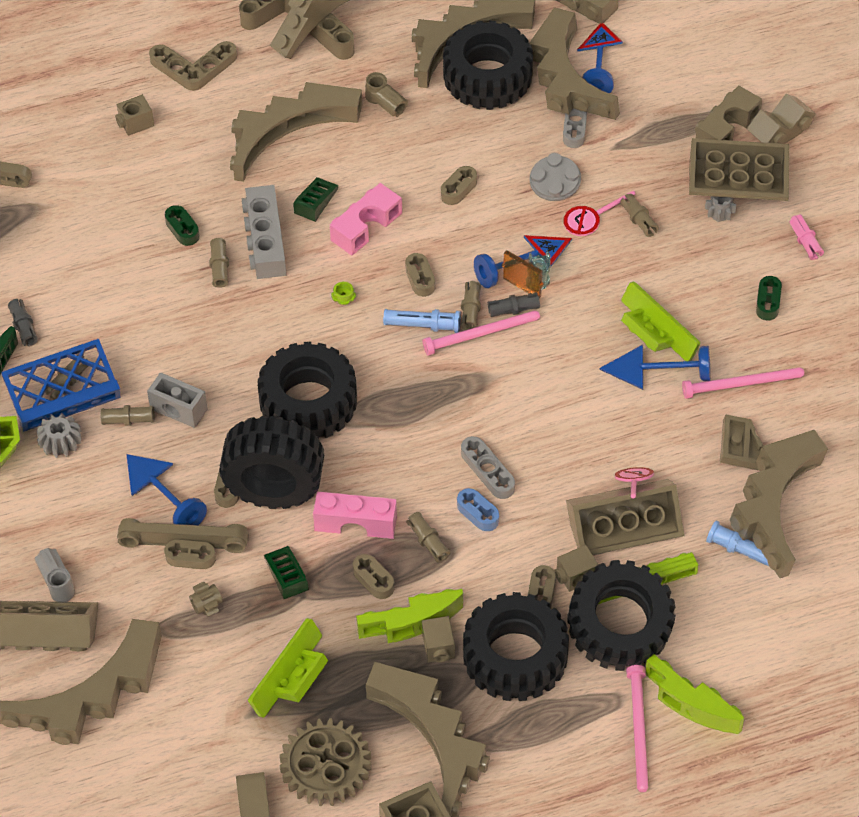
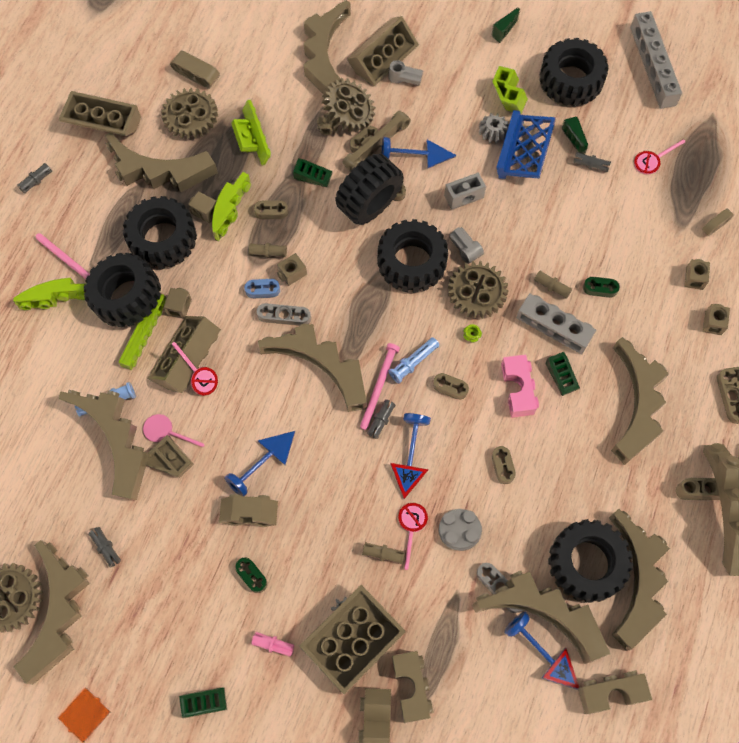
camera: 130 degrees right, 15 degrees up
(93, 156) = (694, 280): none -> dark tan brick
(127, 415) = (482, 165): dark tan pin -> none
(145, 596) = (348, 105): none -> dark tan gear
(244, 358) = (469, 249): none -> light grey piece
(288, 316) = (494, 295): none -> dark tan gear
(372, 513) = (321, 214): bright pink arch -> none
(379, 92) = (615, 478): dark tan piece -> none
(428, 485) = (291, 262): none -> dark tan brick
(470, 305) = (401, 393): dark tan pin -> none
(502, 416) = (325, 355): none -> dark tan arch
(522, 274) = (393, 434): clear orange piece -> none
(542, 263) = (387, 454): clear light blue piece -> none
(547, 590) = (182, 282): dark tan beam -> none
(655, 325) = (291, 480): lime bracket -> none
(690, 389) = (231, 464): bright pink bar -> none
(719, 484) = (159, 426): none -> bright pink piece
(726, 339) = (243, 510): none -> dark tan brick

